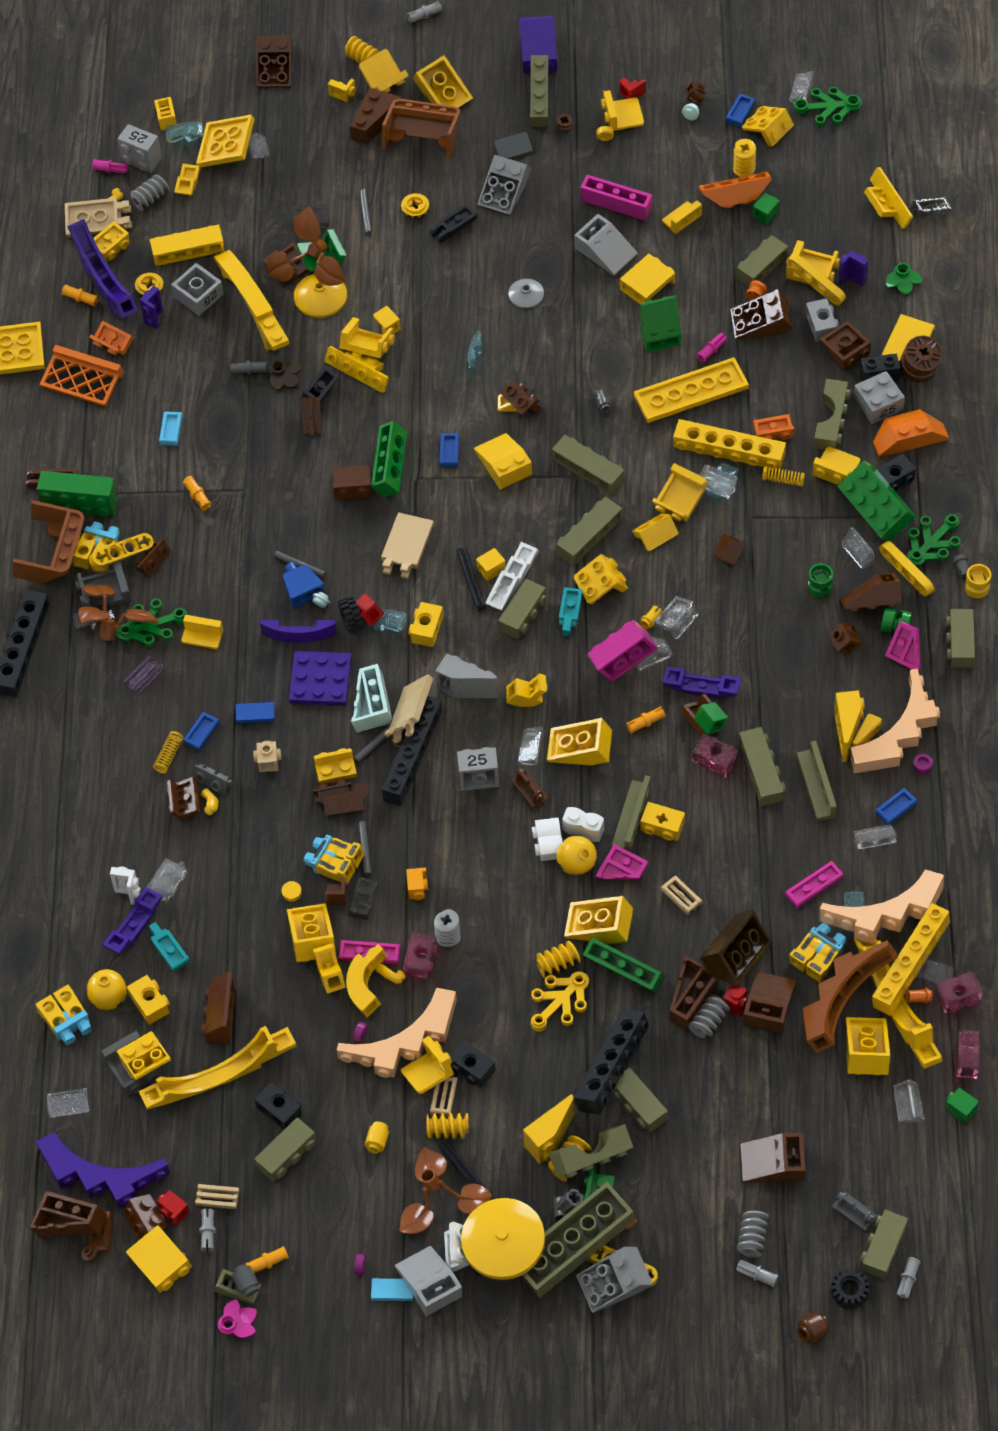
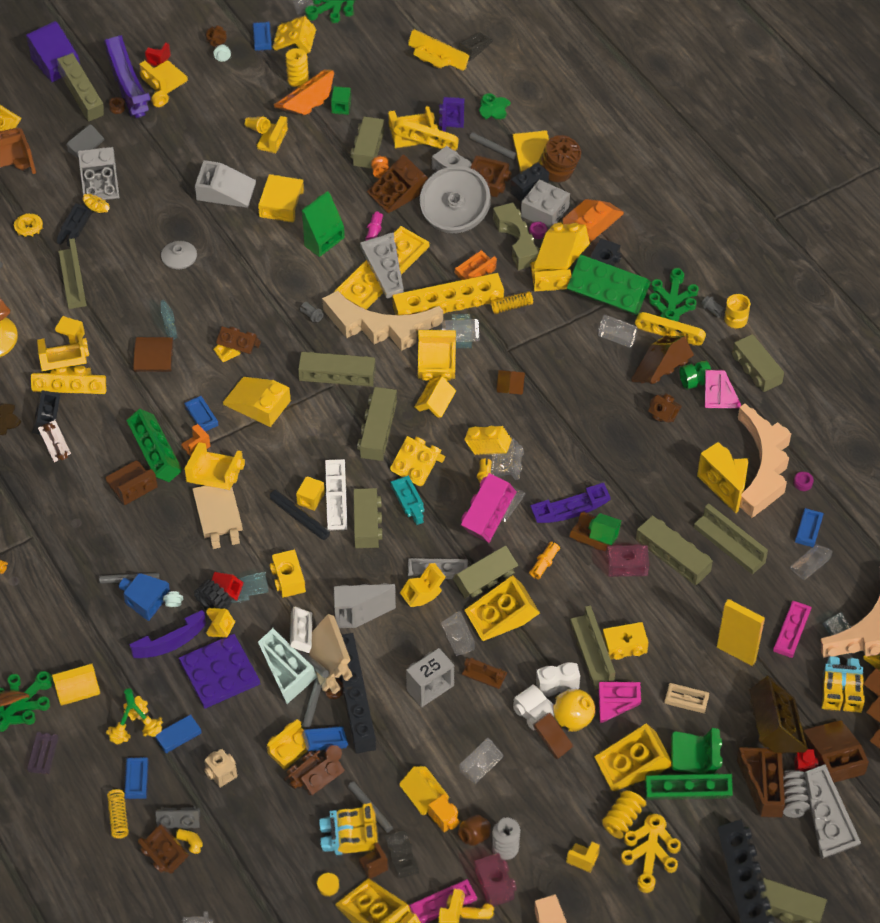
camera: 35 degrees left, 5 degrees down
(233, 675) = (134, 709): none -> yellow plant
(344, 639) = (221, 622): none -> yellow panel
(361, 773) = (323, 737): none -> blue tile
(393, 707) = (317, 667): none -> dark grey bar
(402, 676) = (301, 629): none -> white tile
(415, 854) = (421, 788): none -> yellow panel
(422, 271) = (72, 276): none -> olive fence
(425, 502) = (213, 468): none -> yellow panel
(427, 475) = (199, 435): none -> orange panel
(429, 908) = (474, 830): none -> reddish brown head
(443, 376) = (153, 354): none -> reddish brown slope
(476, 857) = (481, 761): none -> clear slope
(487, 215) = (95, 203): none -> yellow gear
(503, 975) = (583, 857): none -> yellow panel
(545, 867) = (552, 735): none -> reddish brown tile
(555, 682) = (449, 567): none -> light grey tile
(584, 104) = (123, 73): none -> dark purple arch
(587, 705) = (485, 572): none -> olive brick
(616, 197) = (207, 143): dark pink brick -> none
(650, 443) = (377, 327): none -> tan arch
(651, 941) = (696, 753): none -> green bracket
(668, 591) = (488, 440): none -> yellow brick
(675, 199) = (259, 124): none -> yellow cone
(692, 385) = (383, 260): none -> light grey wing
(721, 1054) = (830, 818): none -> light grey wing
(752, 861) = (740, 632): none -> yellow tile
(799, 354) = (455, 199): none -> light grey dish
(820, 580) = (608, 371): green wheel -> none
(857, 418) = (538, 230): none -> magenta tile
(861, 442) = (562, 246): none -> yellow slope
(872, 312) = (492, 145): none -> dark grey bar

